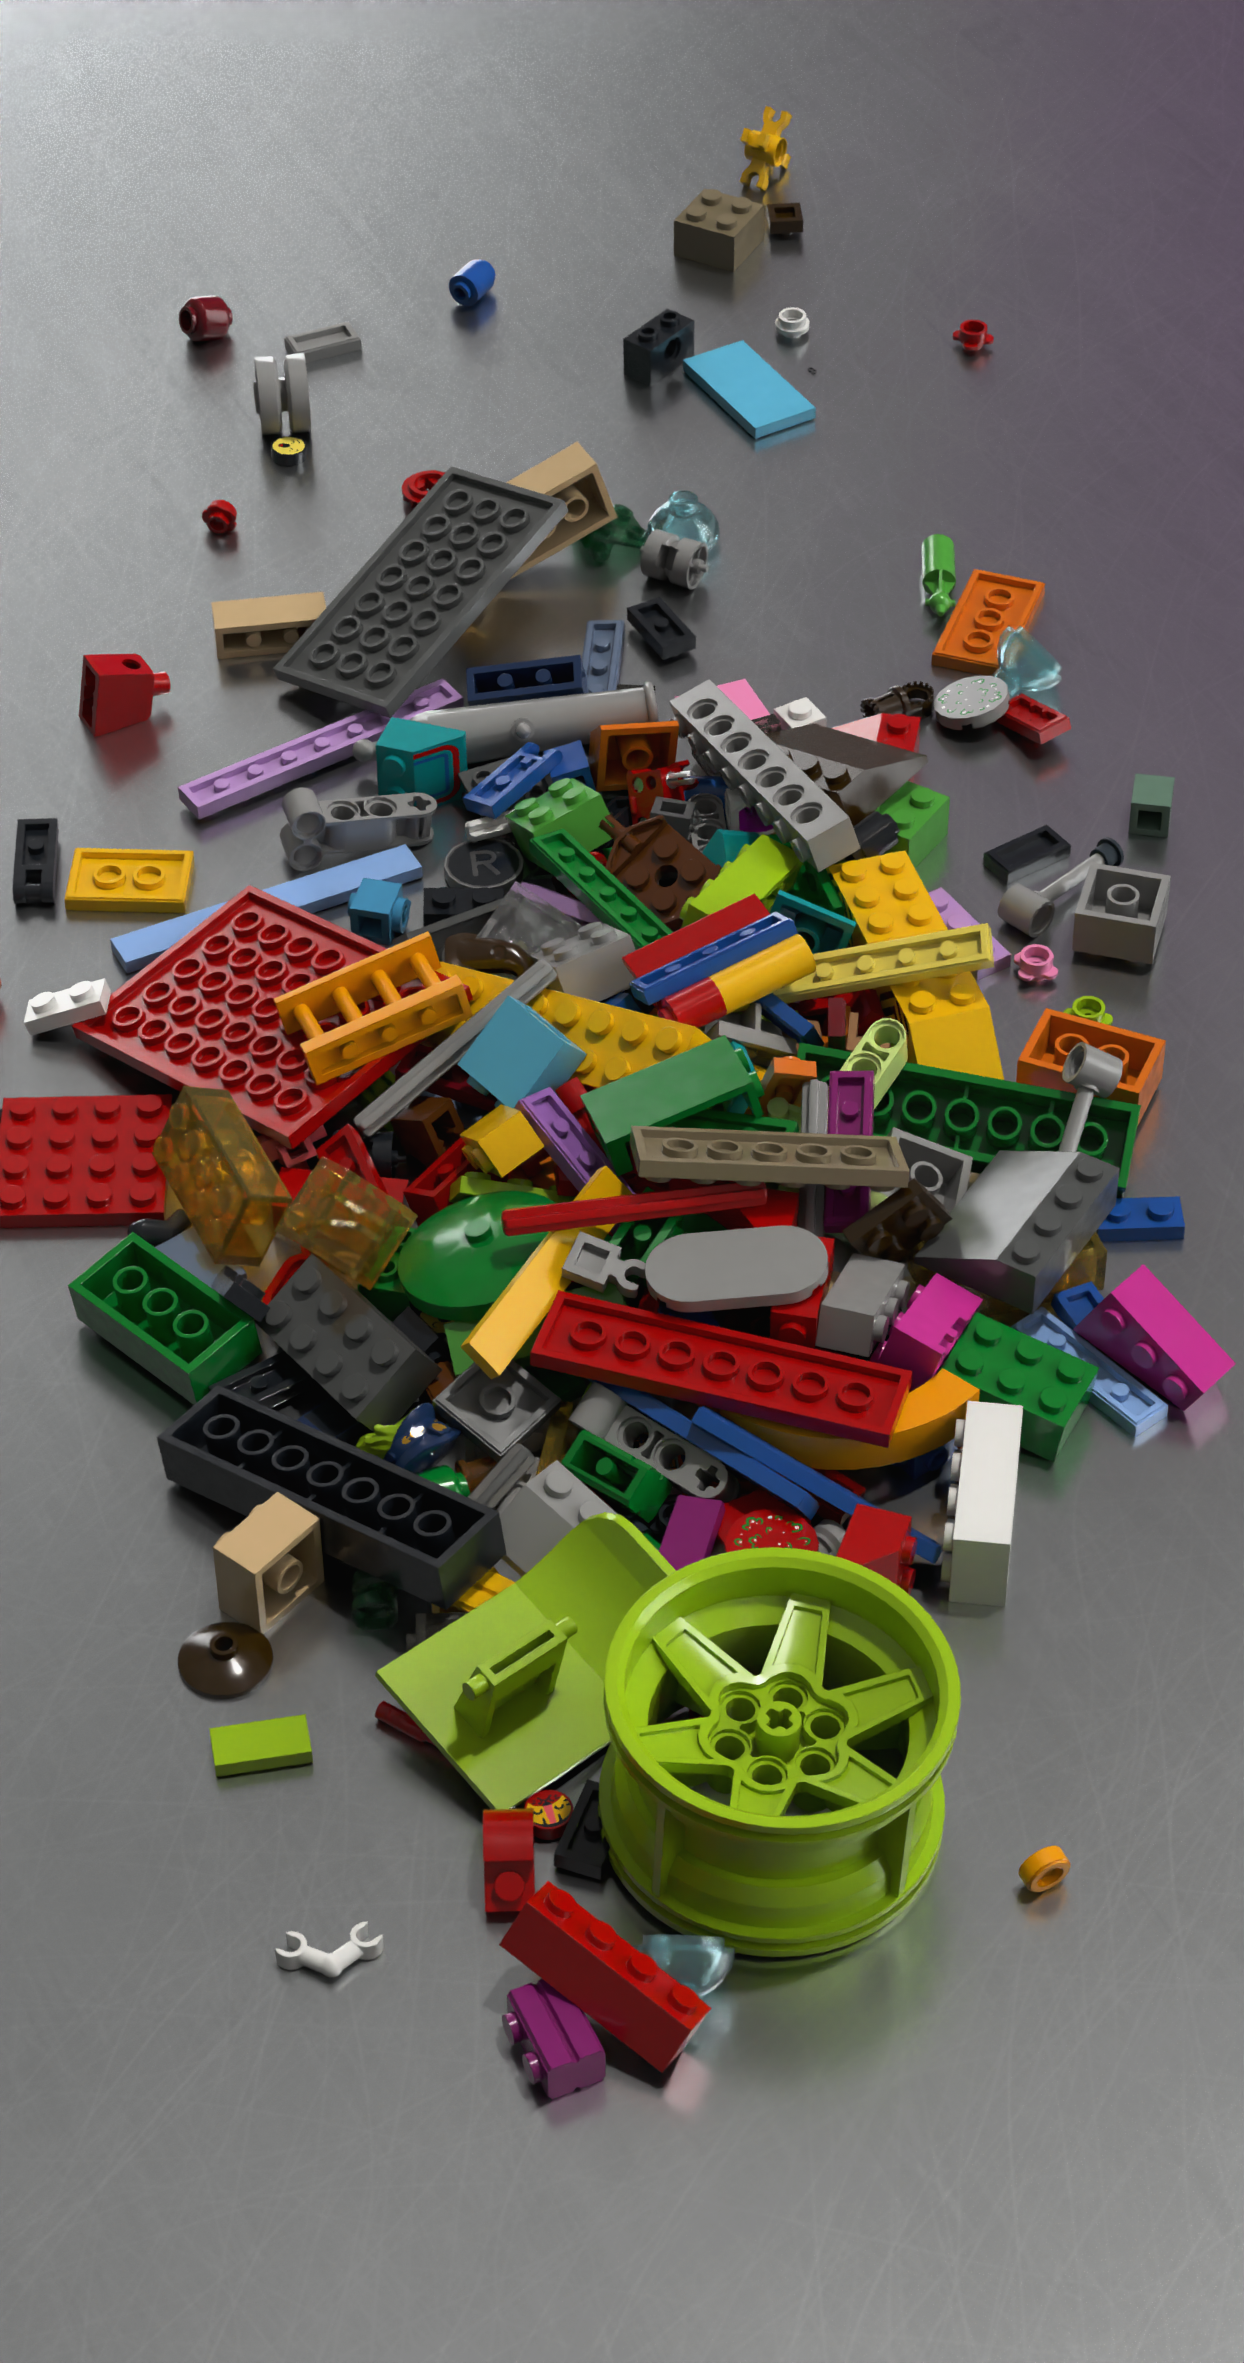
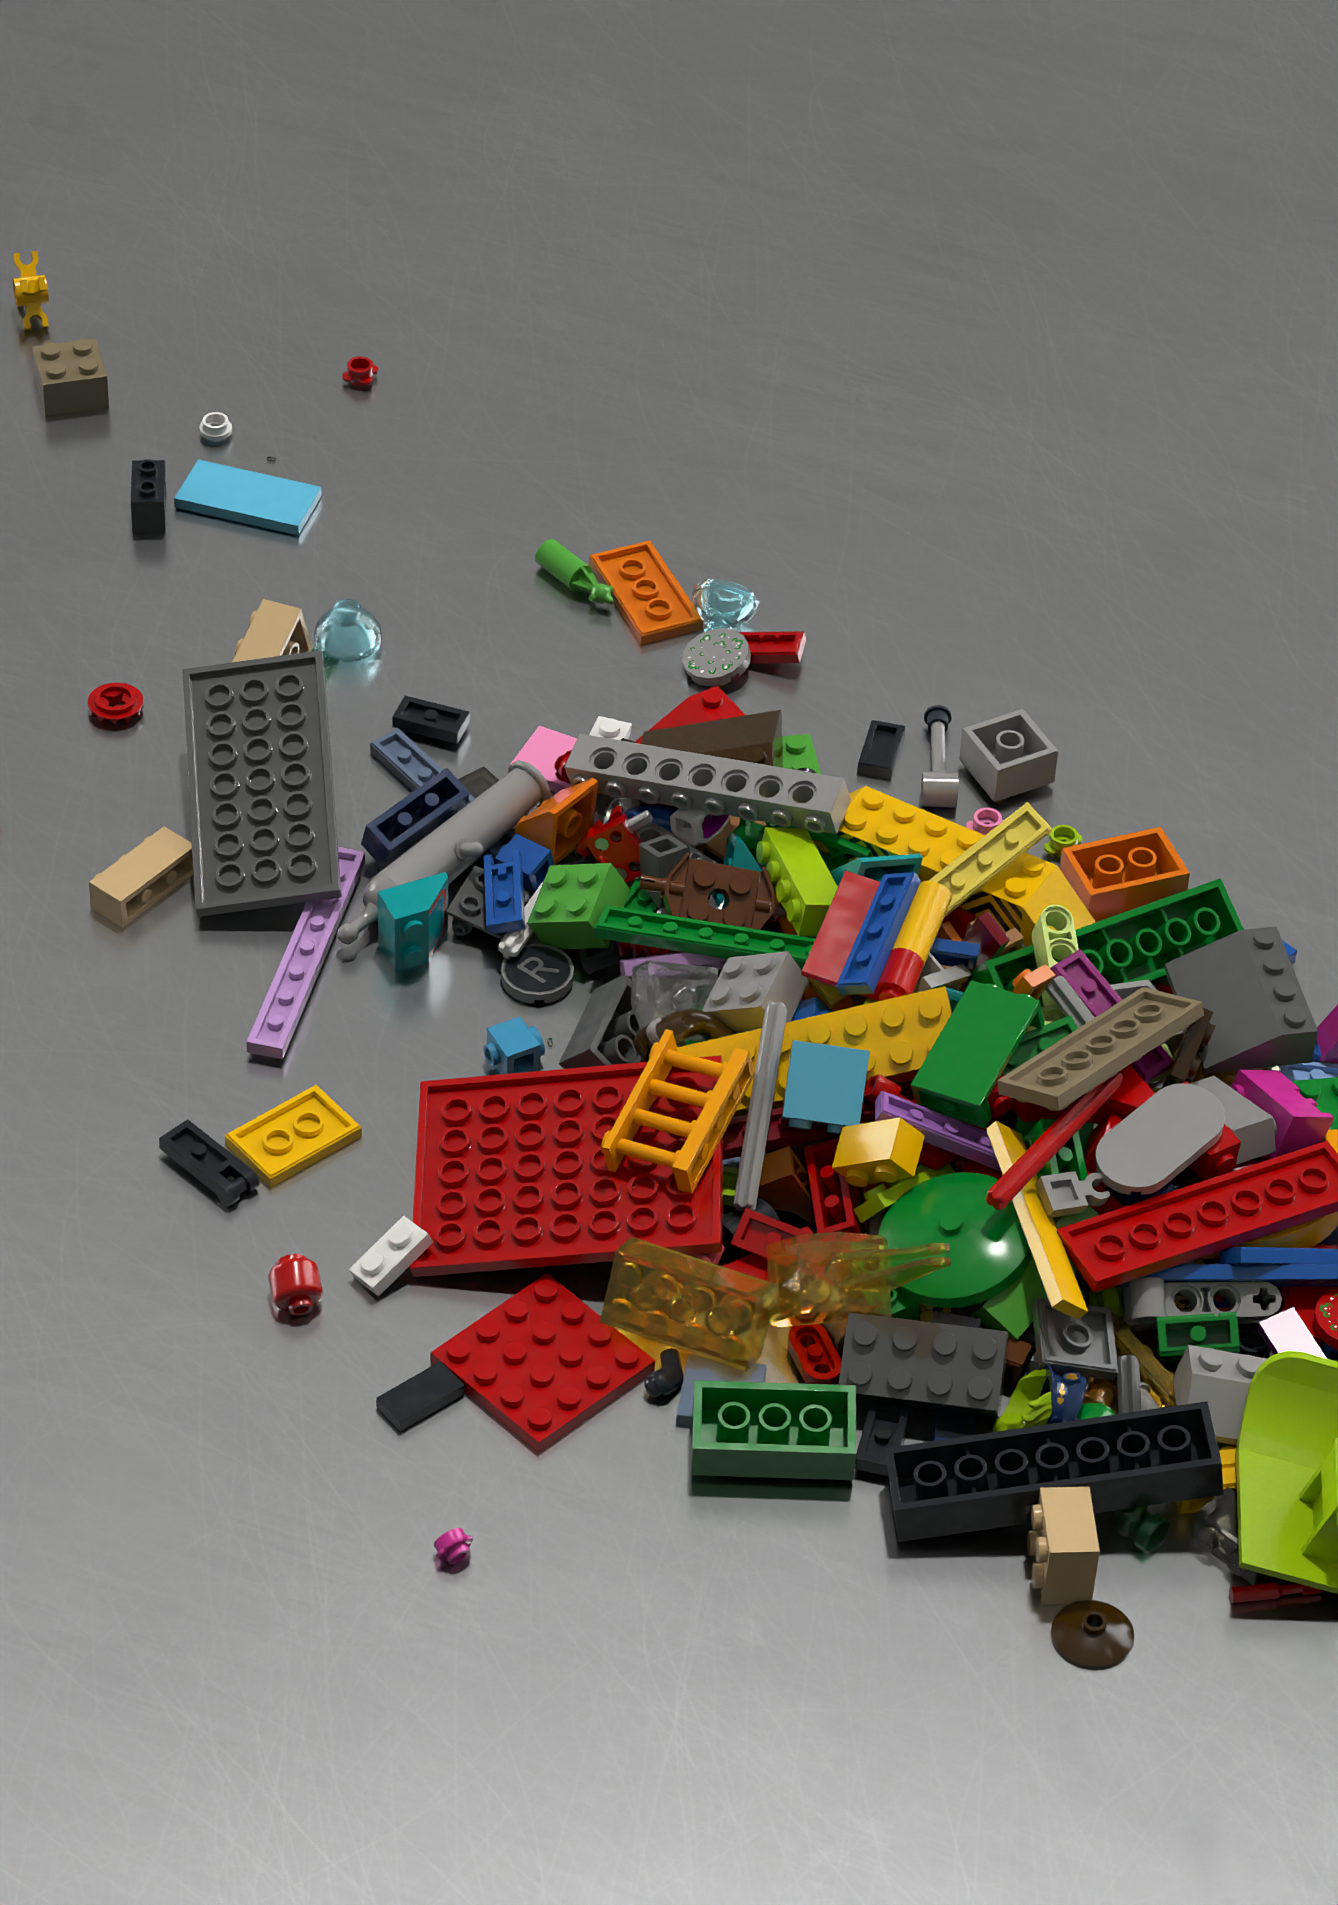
camera: 45 degrees left, 0 degrees up
(118, 691) = (105, 983): red torso -> none
(241, 1293) = (832, 1373): black plate -> none
(260, 1745) = (1192, 1671): lime tile -> none
(309, 893) = (442, 1060): light blue tile -> none
(352, 824) = (417, 996): light grey piece -> none
(448, 902) = (558, 1011): black plate -> none
(672, 558) = (378, 660): light grey wheel -> none
(784, 218) = (107, 340): dark brown plate -> none
(897, 701) = (667, 685): dark brown connector -> none
(1091, 1074) = (1192, 875): light grey piece -> none
(1151, 805) = (924, 667): sand green brick -> none

